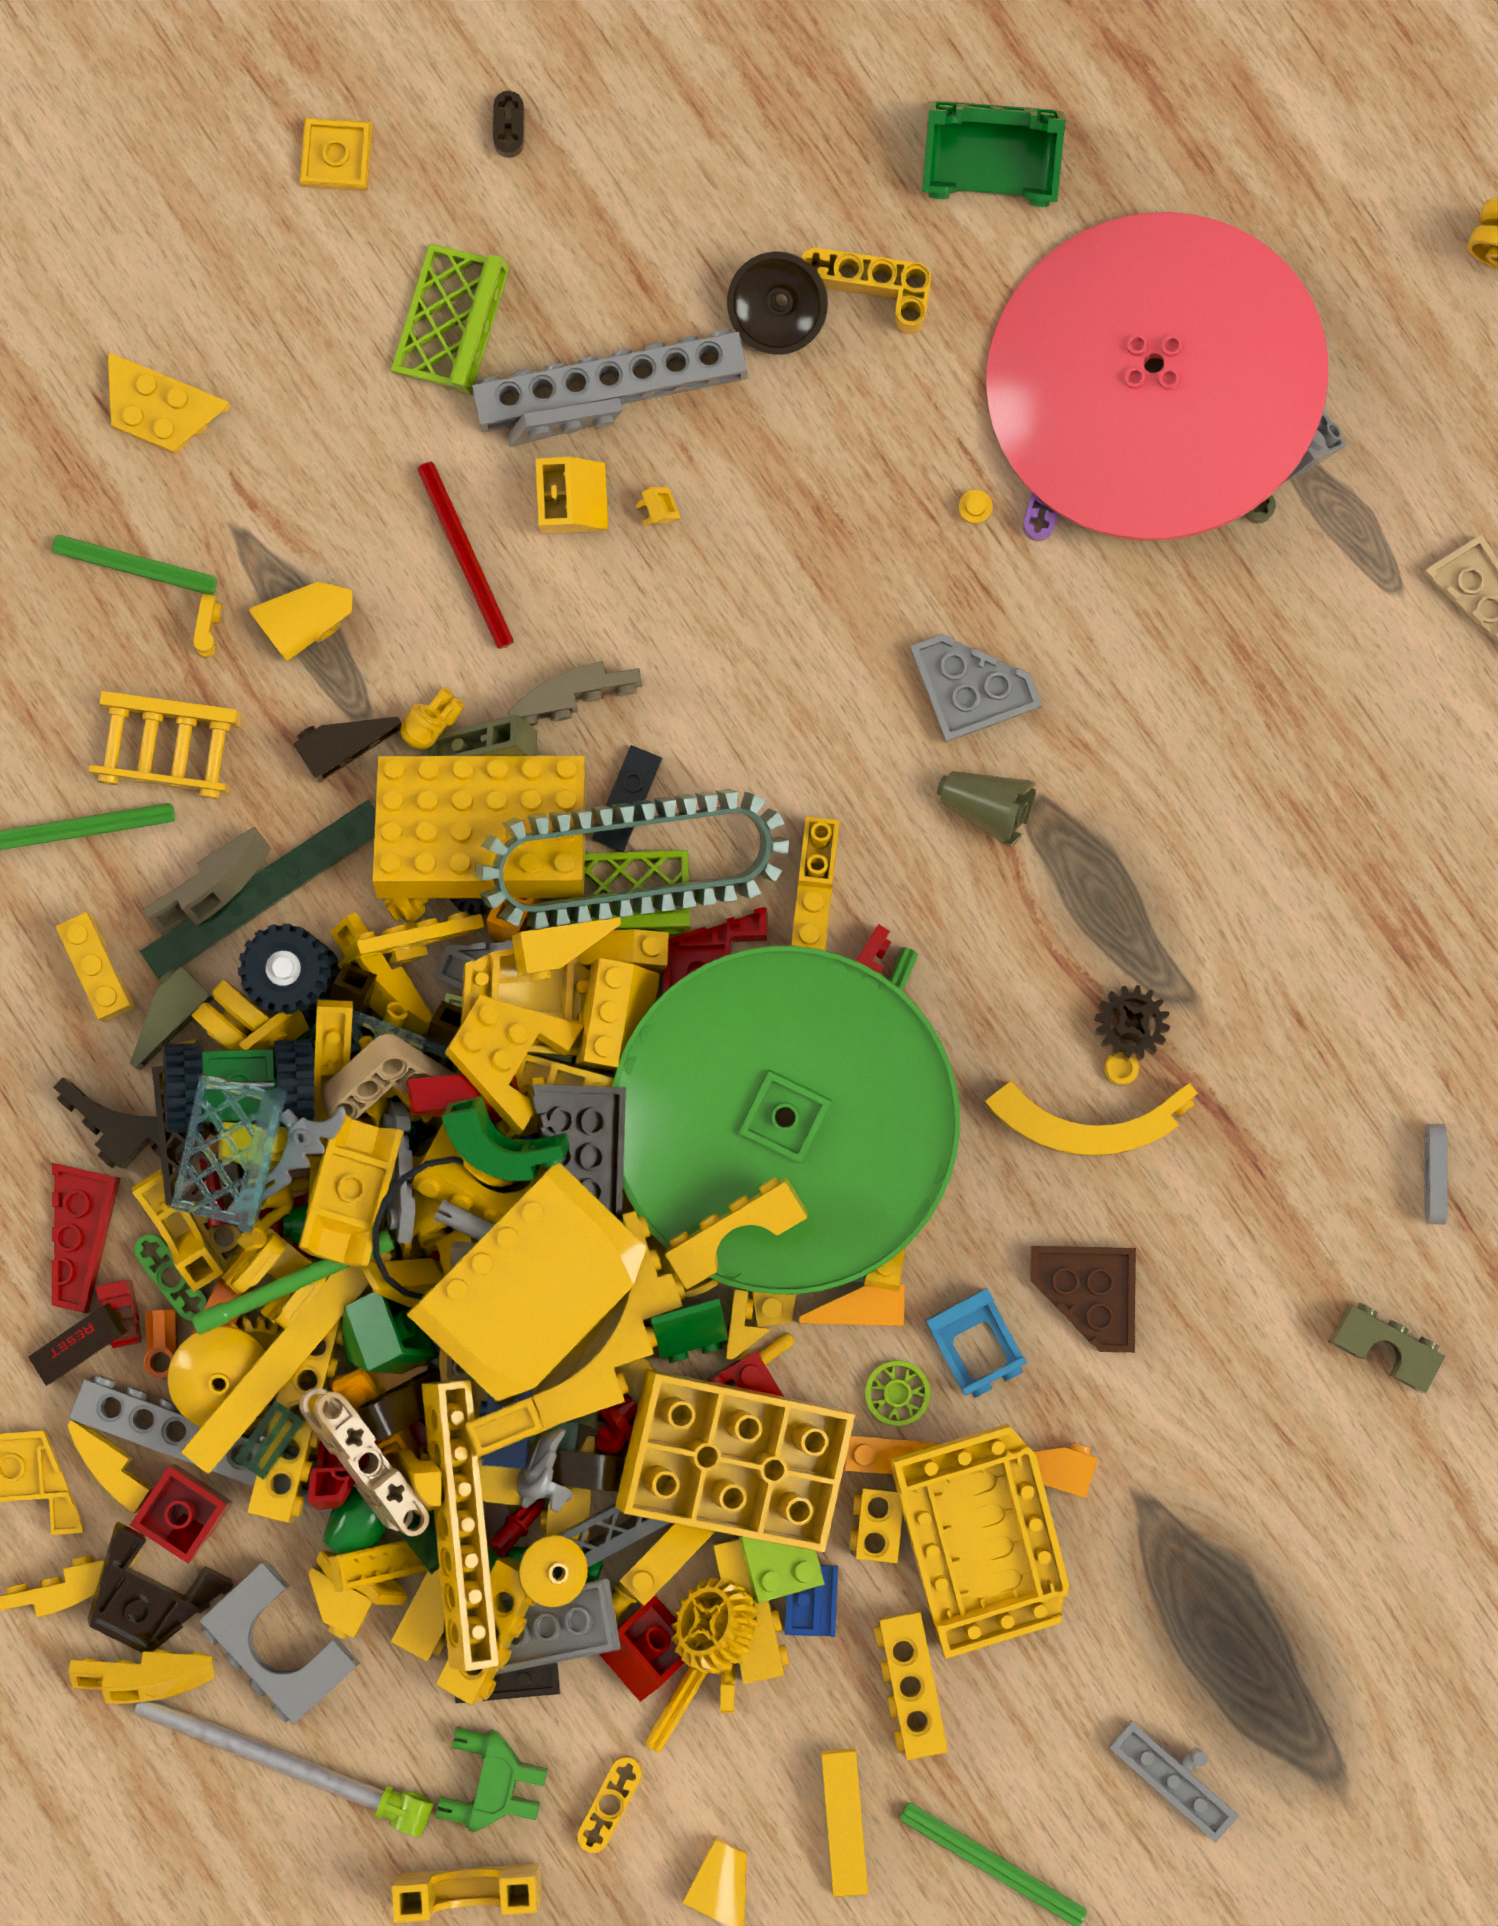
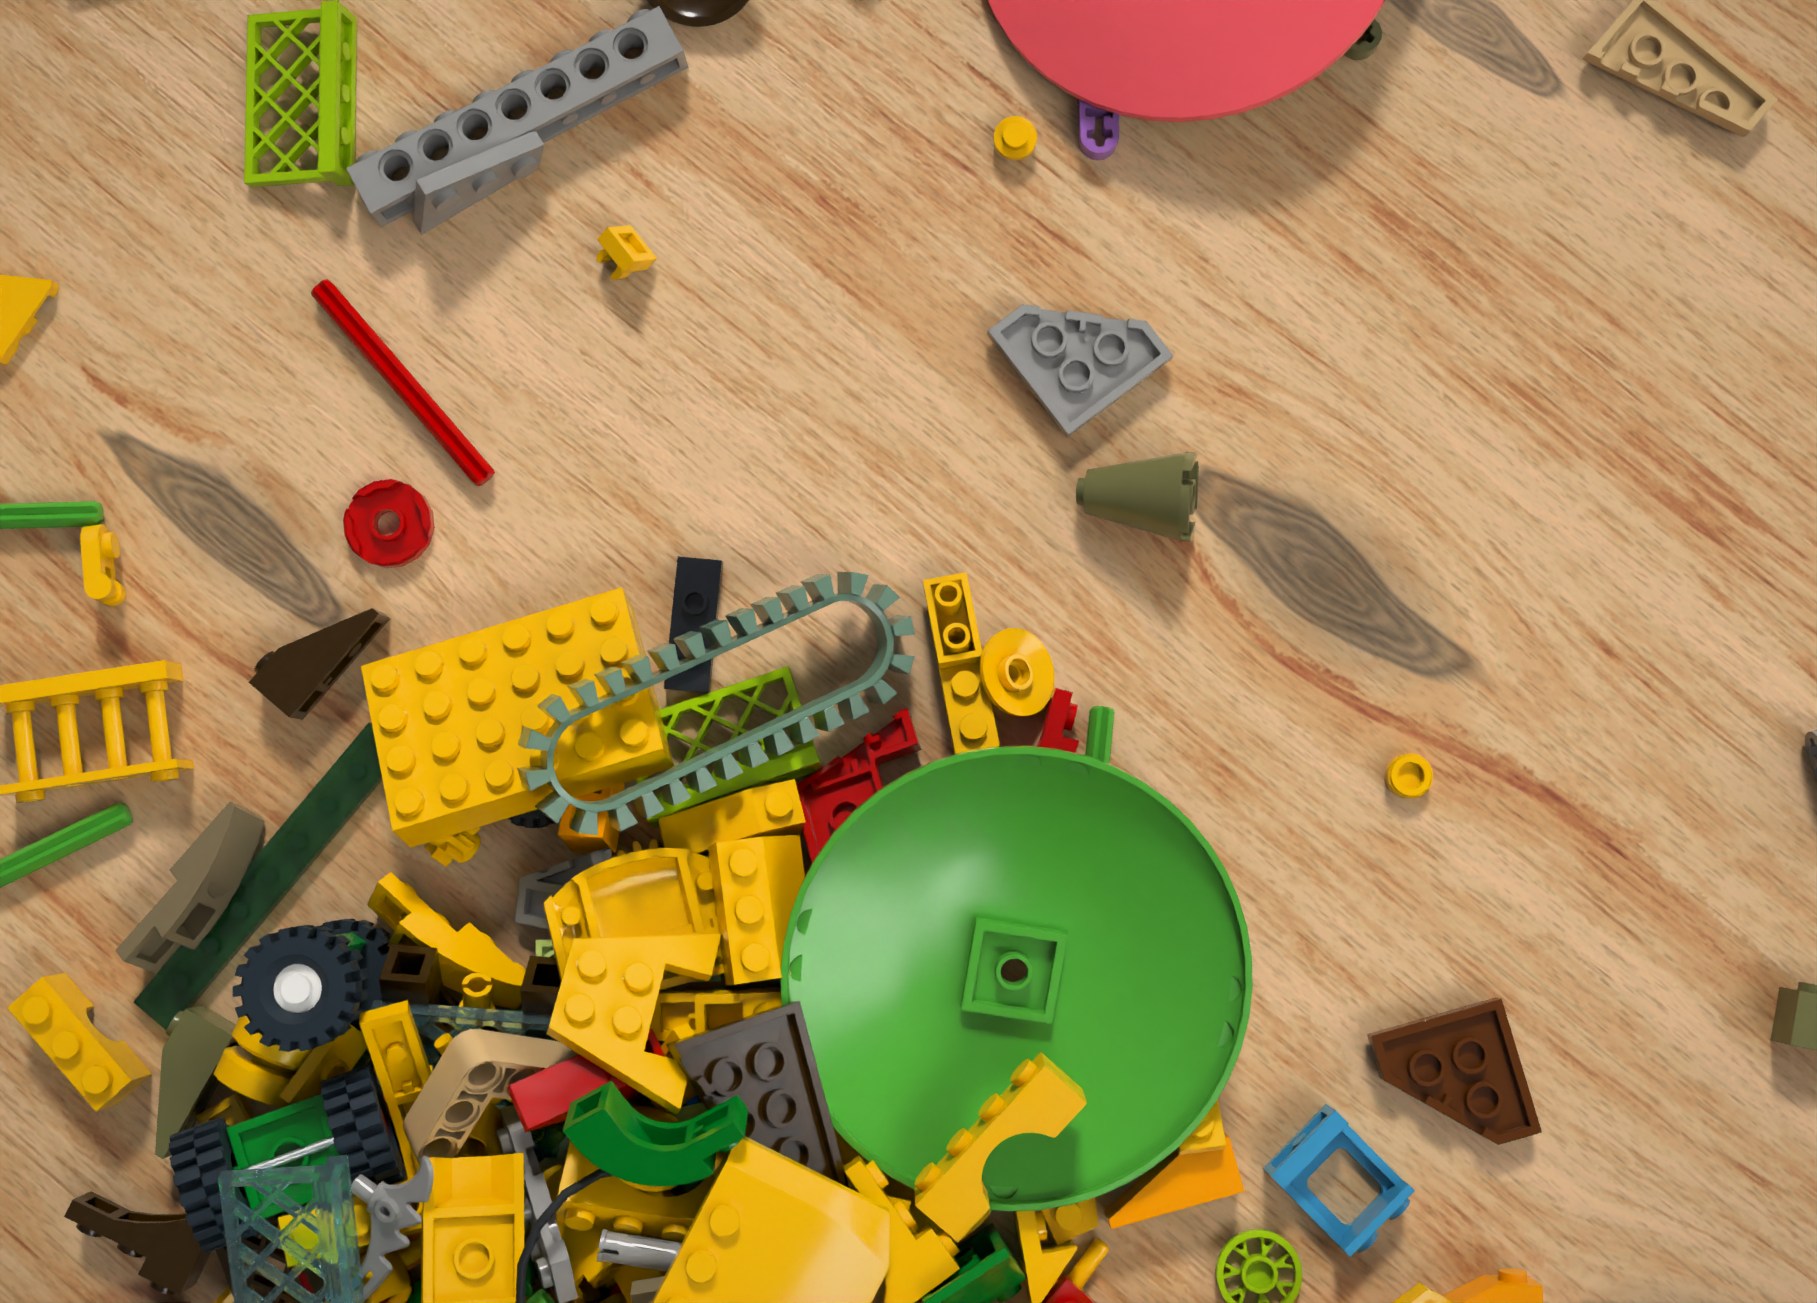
camera: 20 degrees left, 0 degrees up
(303, 616) = (219, 518): yellow panel -> none
(409, 940) = (470, 886): yellow plate -> none
(426, 723) = (412, 605): yellow piece -> none
(438, 671) = (413, 532): none -> red tile
(493, 738) = (505, 597): olive slope -> none
(552, 948) = (654, 846): yellow slope -> none
(558, 695) = (569, 519): dark tan slope -> none
(571, 495) = (510, 269): yellow slope -> none
(864, 900) = (1030, 671): none -> yellow dish
(1048, 1131) = (1399, 880): yellow arch -> none
(1123, 1011) = (1423, 724): dark brown gear -> none

